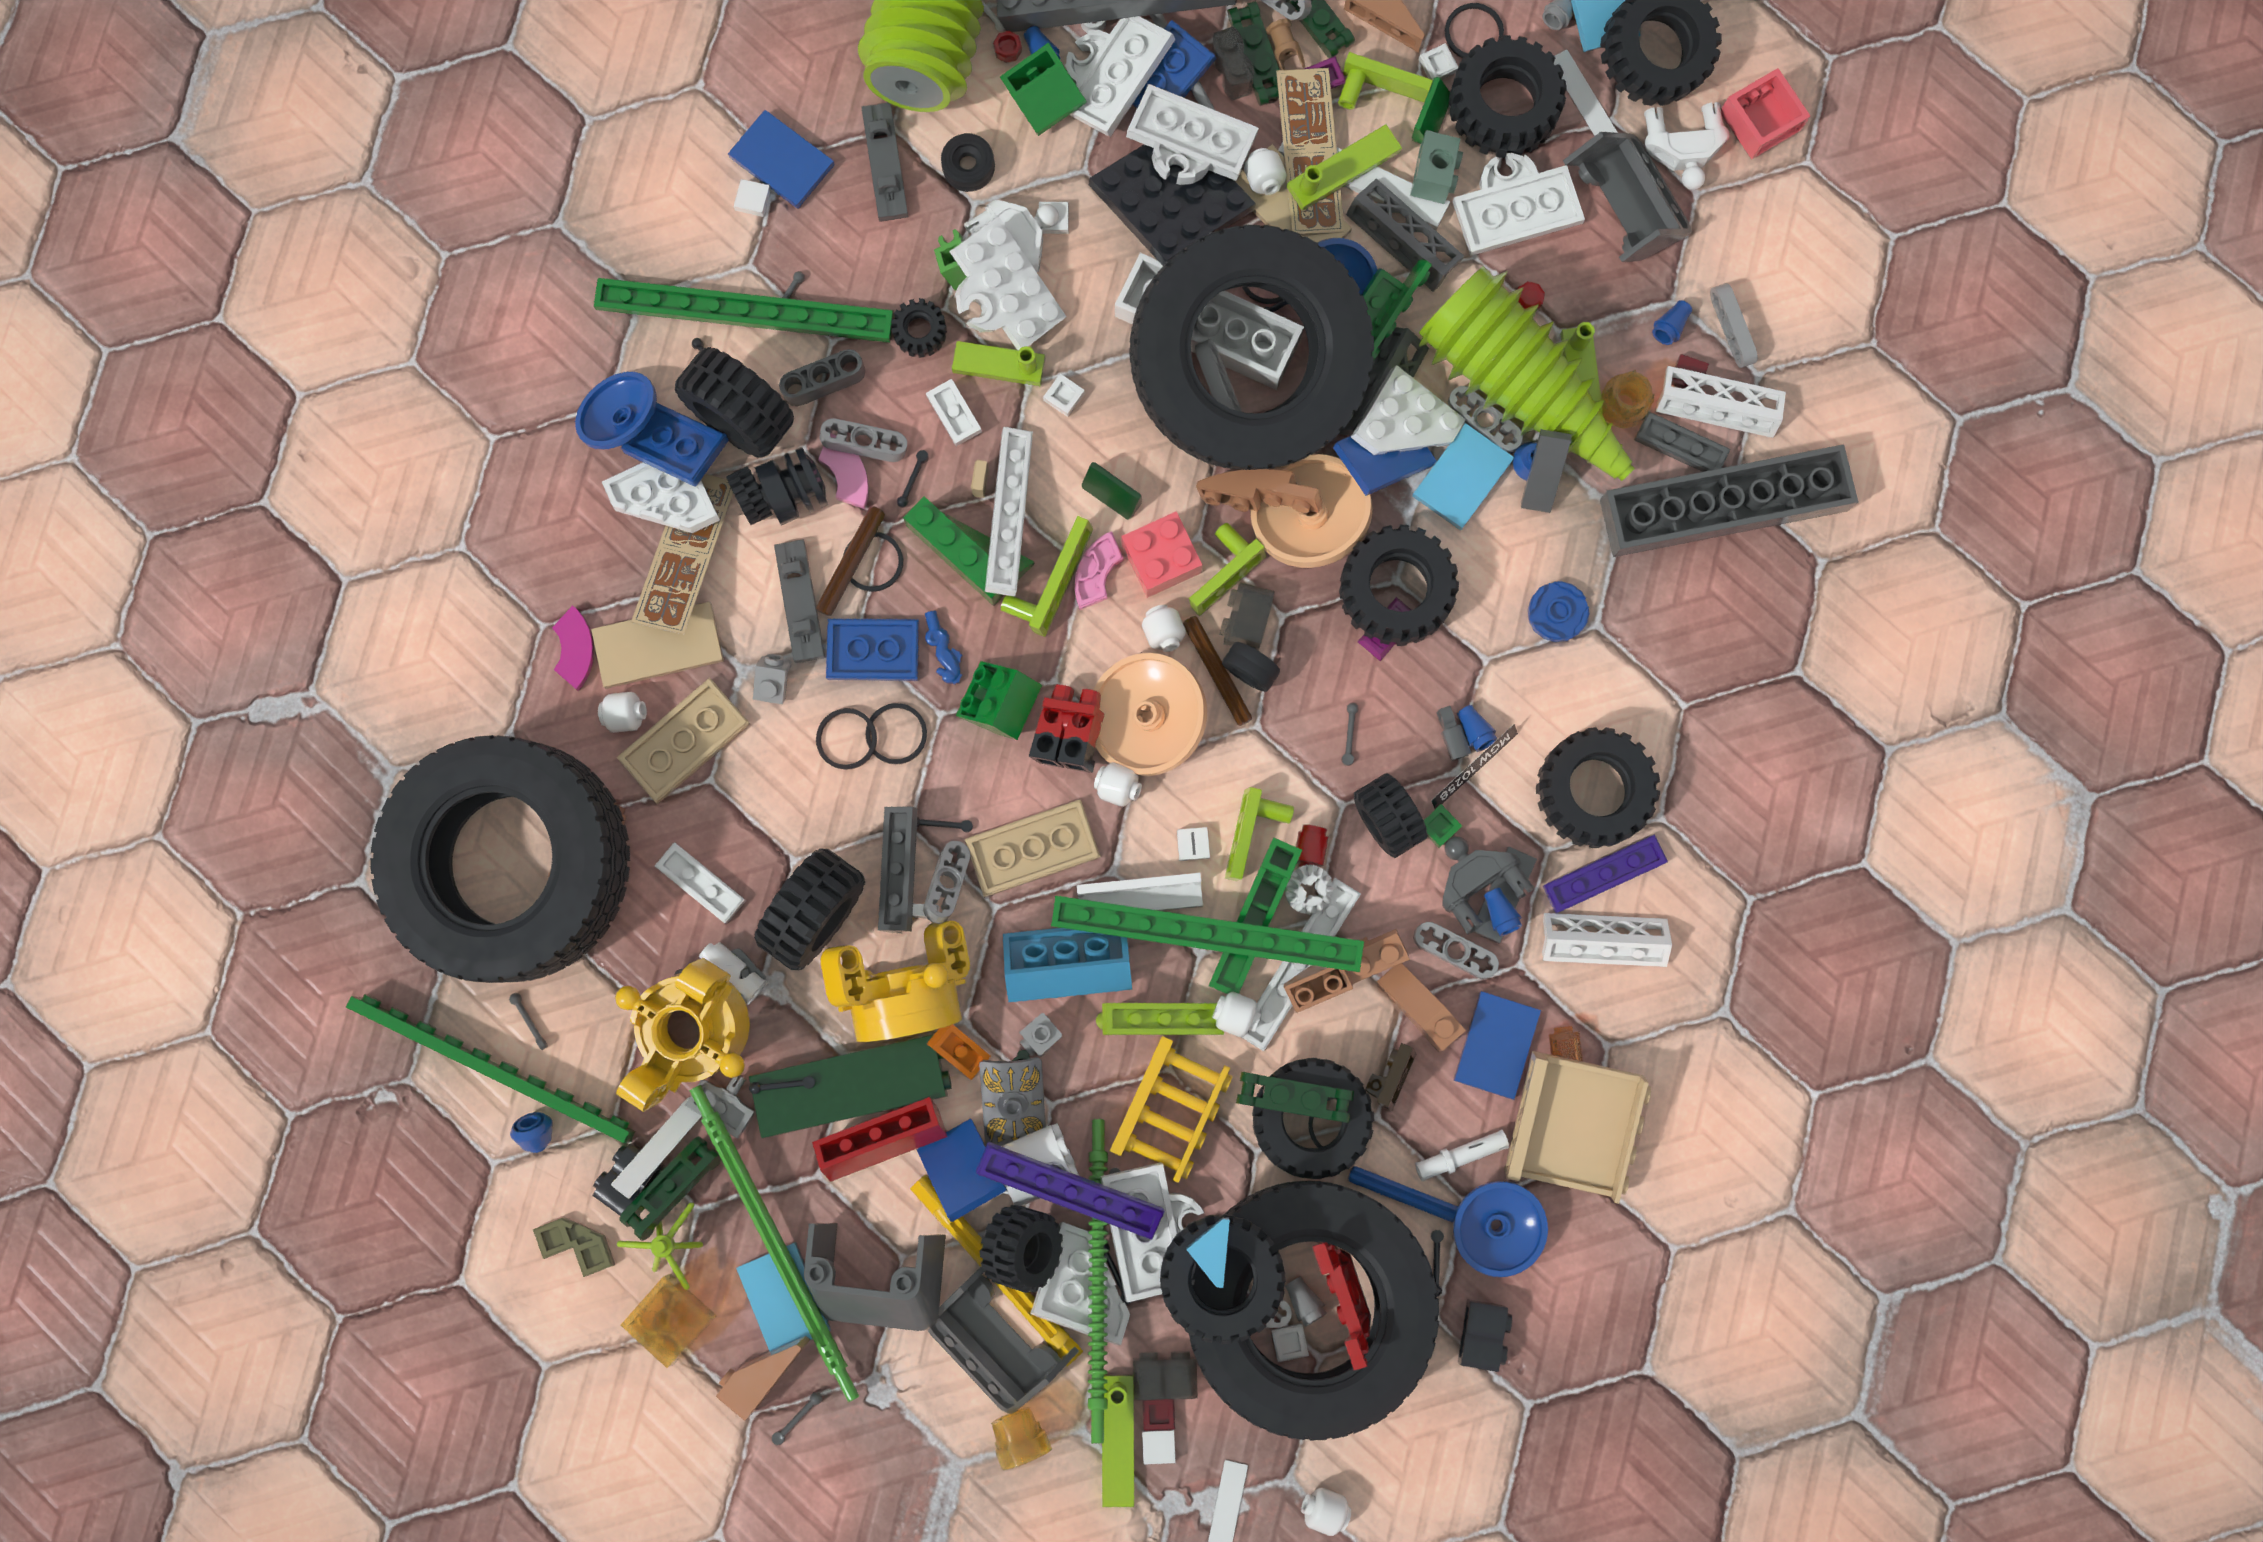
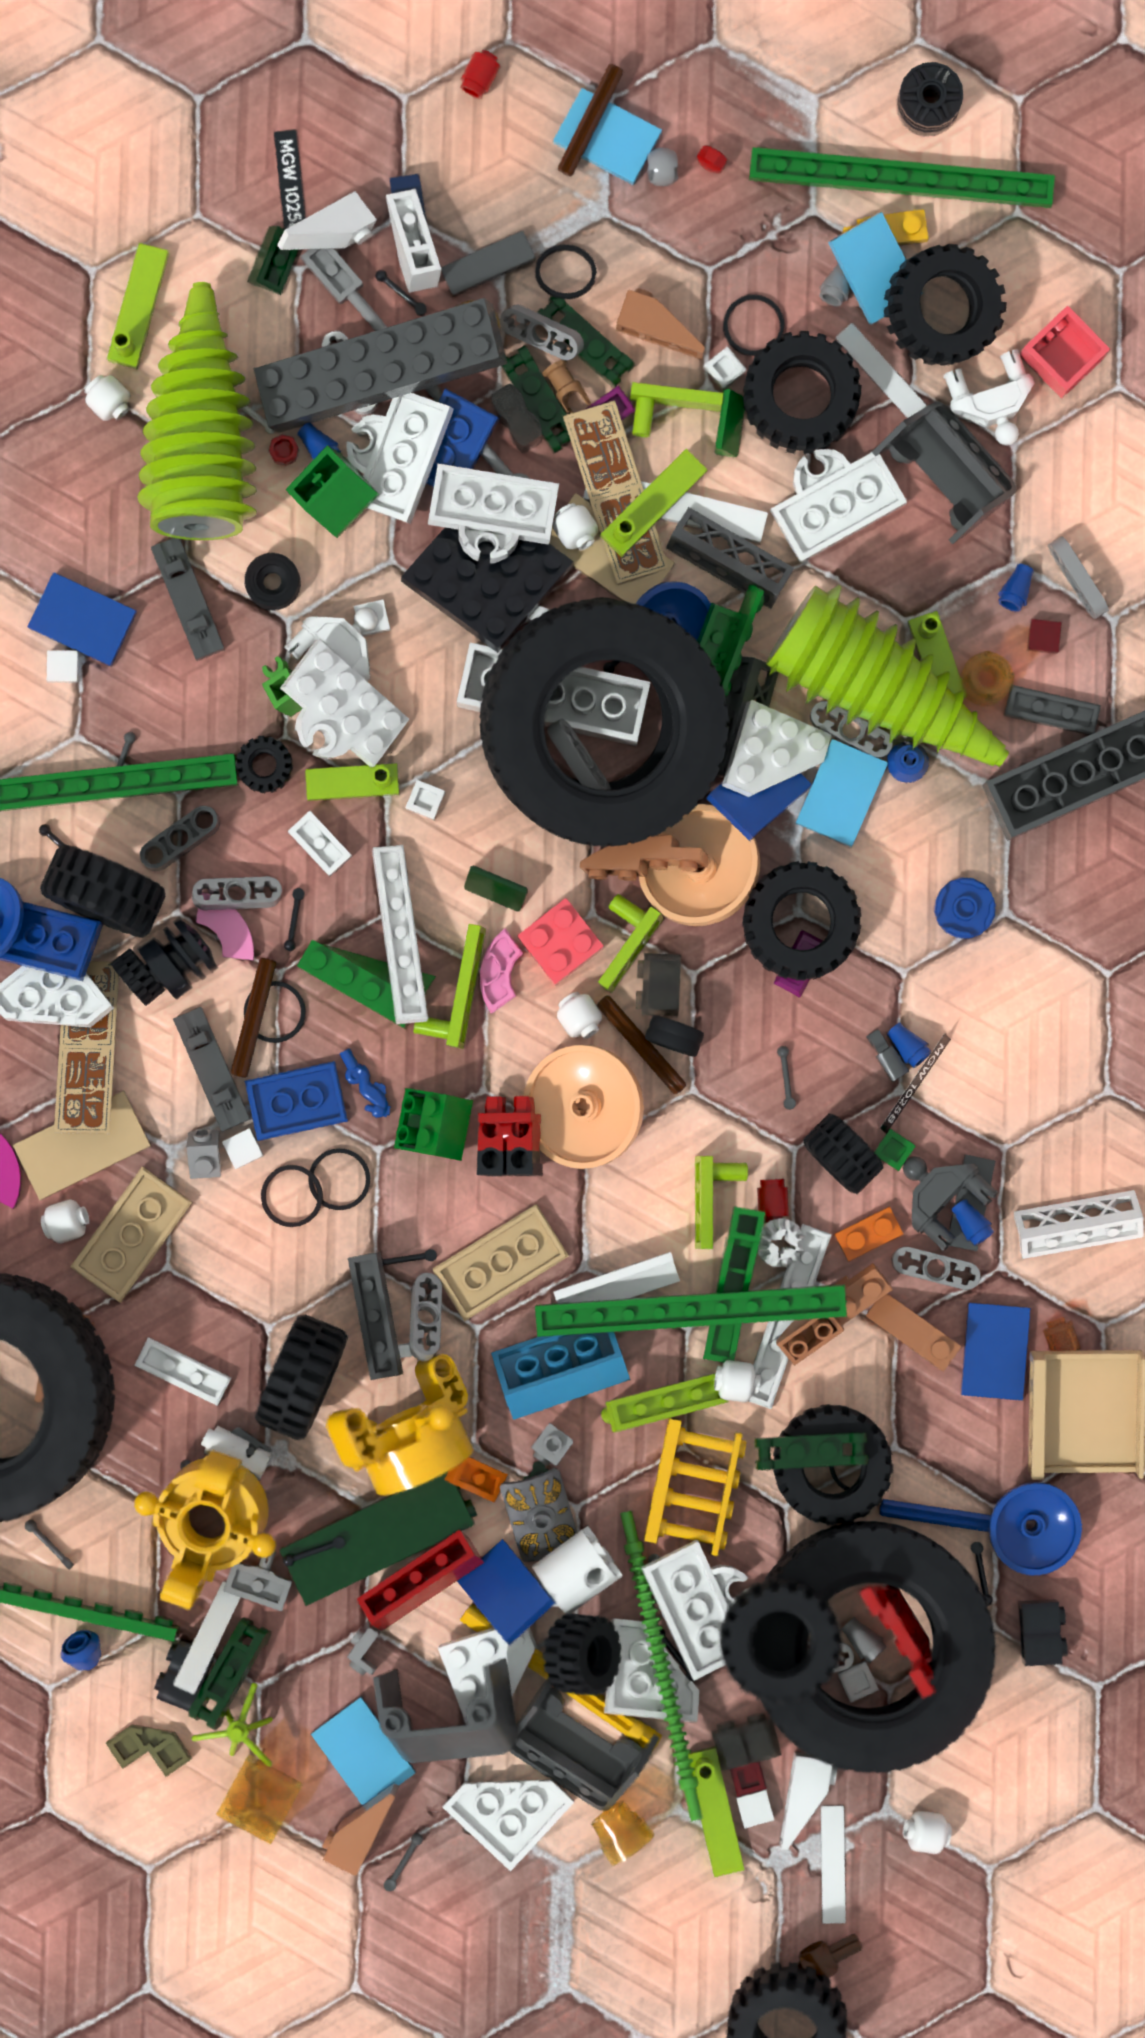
camera: 15 degrees left, 5 degrees up
(774, 1243) = (342, 1702): bright green axle -> none
(809, 1187) = (363, 1640): none -> light grey bracket
(810, 683) = (242, 1148): none -> white tile
(906, 1223) = (468, 1655): none -> white plate
(912, 1394) = (508, 1814): none -> white plate
(979, 478) = (362, 905): tan tile -> none
(1069, 1190) = (616, 1589): dark purple tile -> none
(1117, 784) = (569, 1182): white head -> none
(1193, 844) = (656, 1222): white tile -> none
(1211, 1250) = (764, 1620): medium azure slope -> none
(1214, 1440) = (806, 1790): none -> white slope
(1388, 1088) = (899, 1419): dark brown hinge -> none
(1397, 902) = (868, 1234): none -> orange plate
(1436, 166) = (741, 498): sand green brick -> none
(1462, 1155) = (984, 1465): white pin -> none
(1531, 295) = (869, 592): red tile -> none
(1545, 471) = (922, 774): dark grey tile -> none
(1605, 874) = (1065, 1159): dark purple tile -> none
(1633, 769) = (1081, 1072): black tyre -> none
(1721, 408) = (1082, 669): white fence -> none

